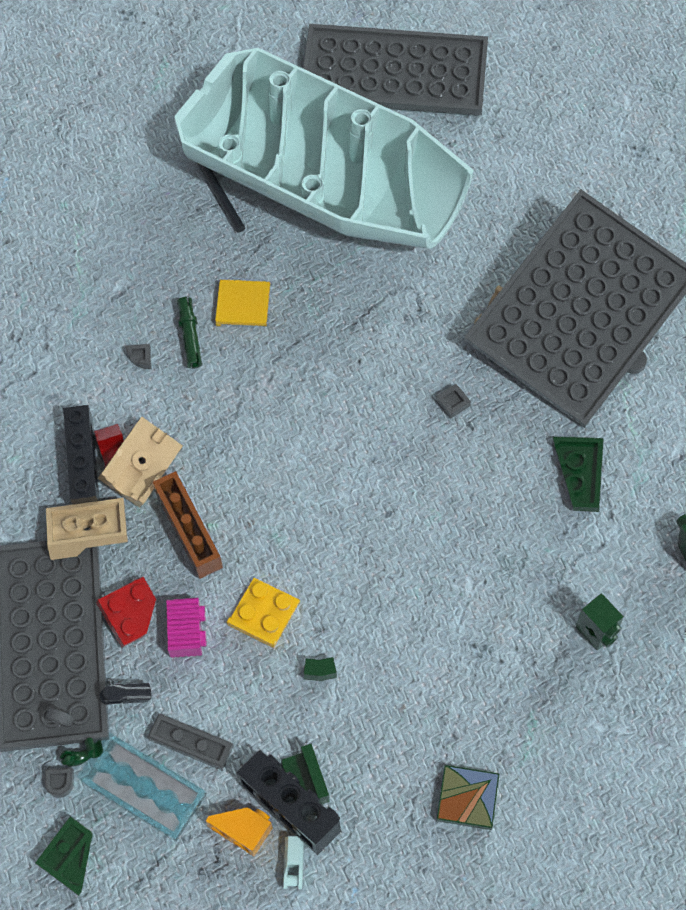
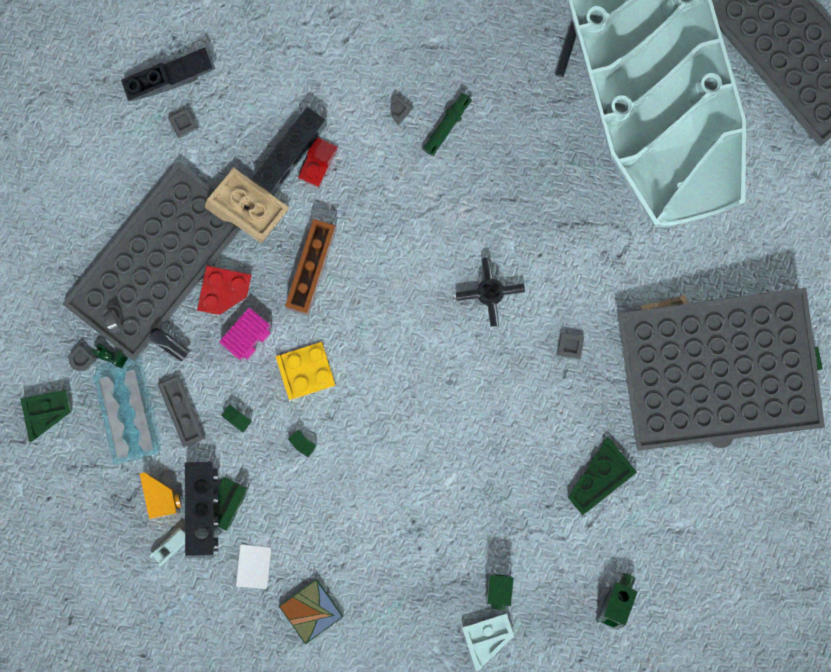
camera: 45 degrees right, 20 degrees up
(126, 473) = (307, 187): tan piece -> none
(242, 302) = (504, 136): yellow piece -> none
(244, 701) = (236, 418): none -> dark green piece
(344, 412) = (496, 286): none -> black bar
(382, 810) = (253, 566): none -> white sticker
(631, 675) = (487, 638): none -> light aqua wing

